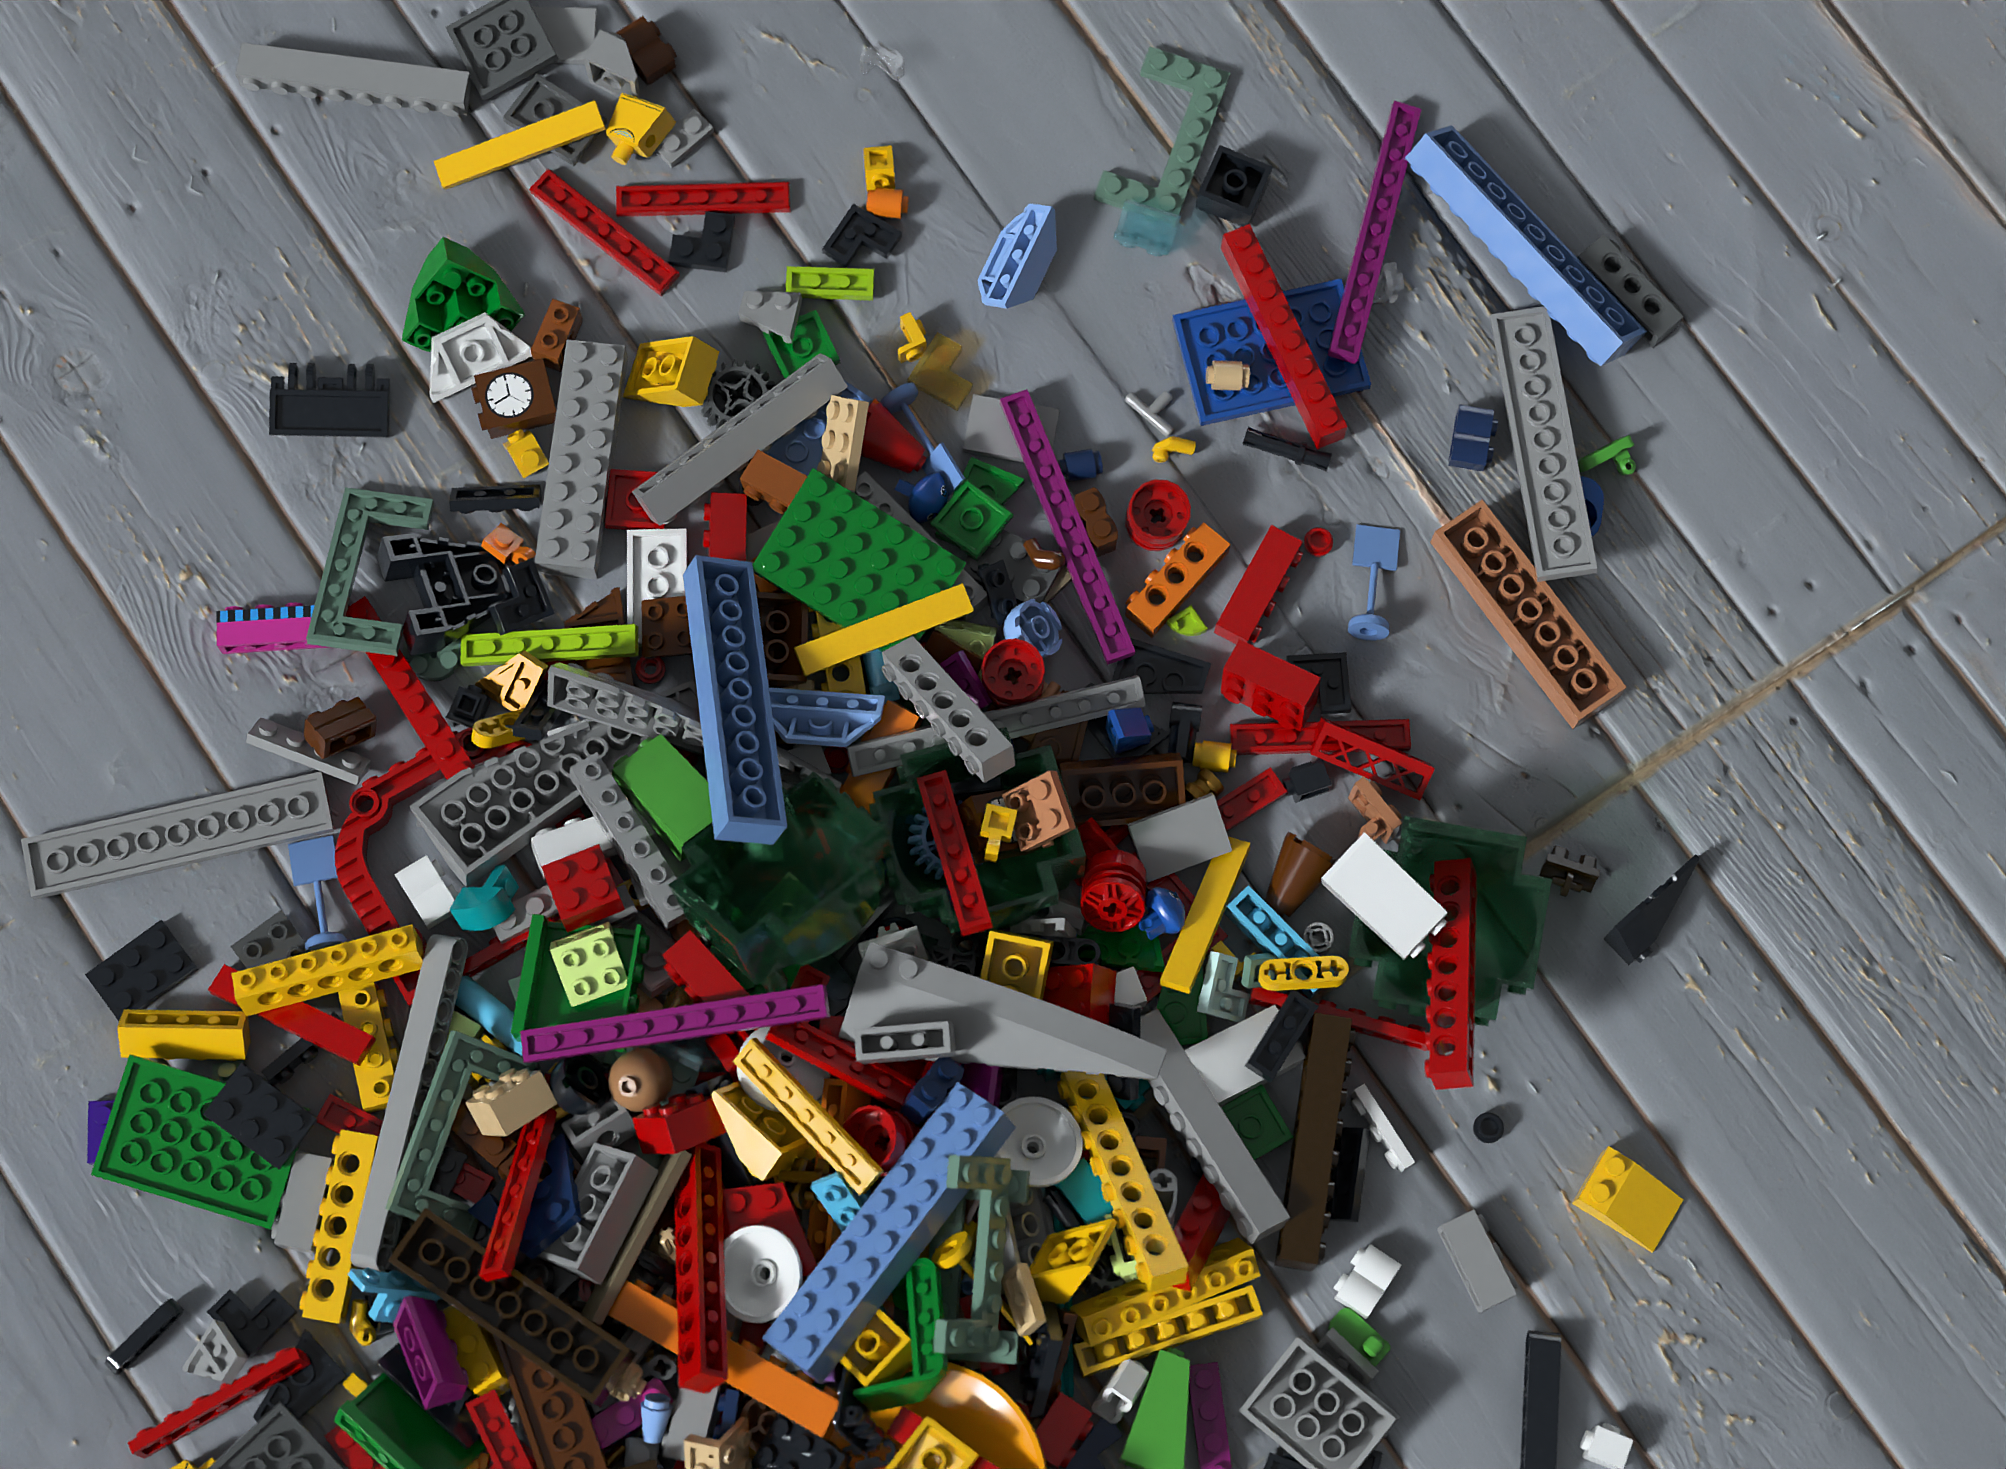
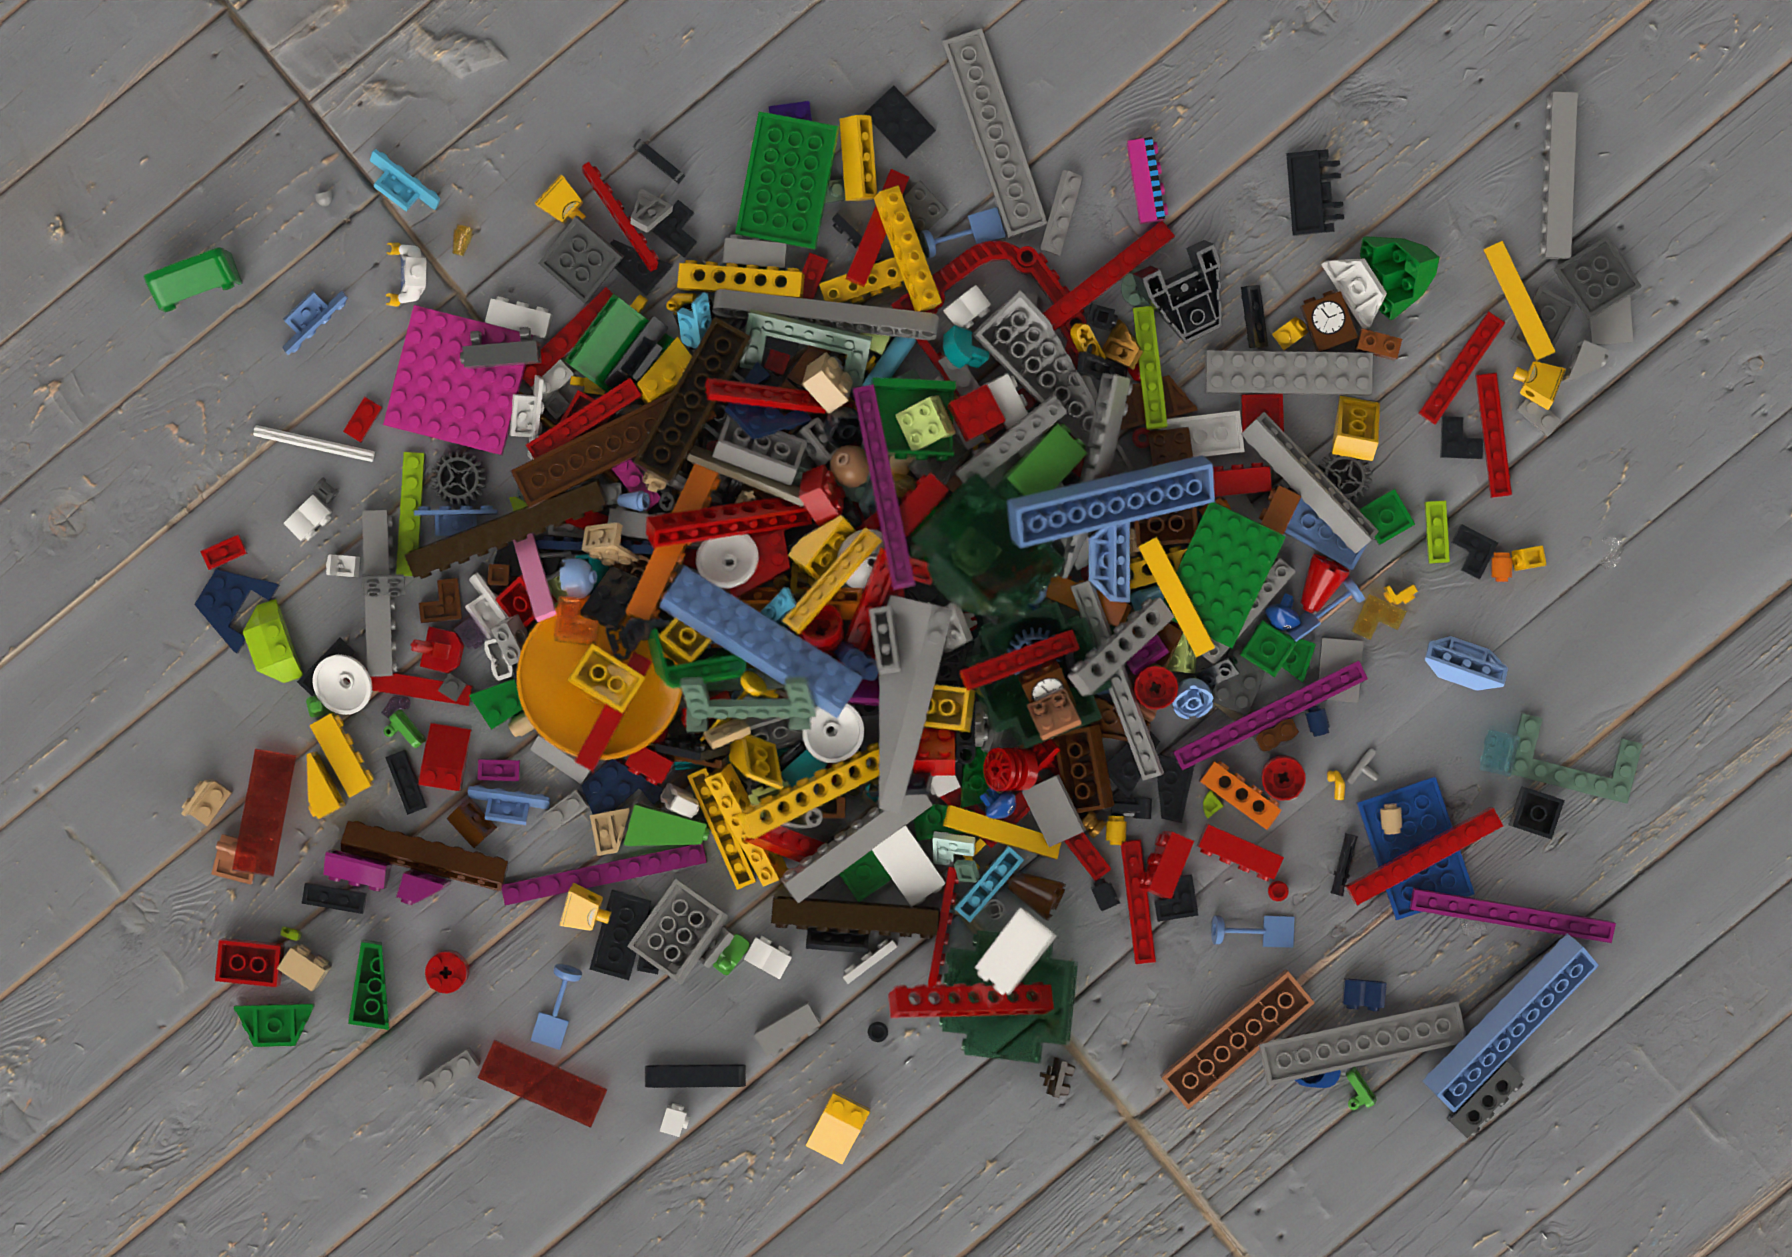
camera: 90 degrees right, 15 degrees up
(260, 1116) = (805, 218): black plate -> none
(329, 622) = (1149, 215): sand green plate -> none
(339, 727) = (1078, 232): reddish brown brick -> none
(430, 1352) = (659, 351): magenta slope -> none
(507, 545) = (1221, 328): orange plate -> none
(529, 599) = (1179, 349): black plate -> none
(647, 51) = (1603, 381): reddish brown brick -> none
(772, 312) = (1410, 493): light grey wing -> none
(843, 440) = (1312, 554): tan plate -> none
(998, 827) = (1040, 687): yellow plate -> none
(1043, 558) = (1243, 699): reddish brown arm -> none
(1128, 728) = (1126, 770): blue slope -> none
(1281, 1035) = (922, 889): black plate -> none
(1294, 983) = (973, 905): yellow beam -> none
(1374, 747) = (1130, 940): red fence -> none
(1381, 819) = (1079, 948): nougat plate -> none
(1642, 926) = (1026, 1130): black wedge -> none

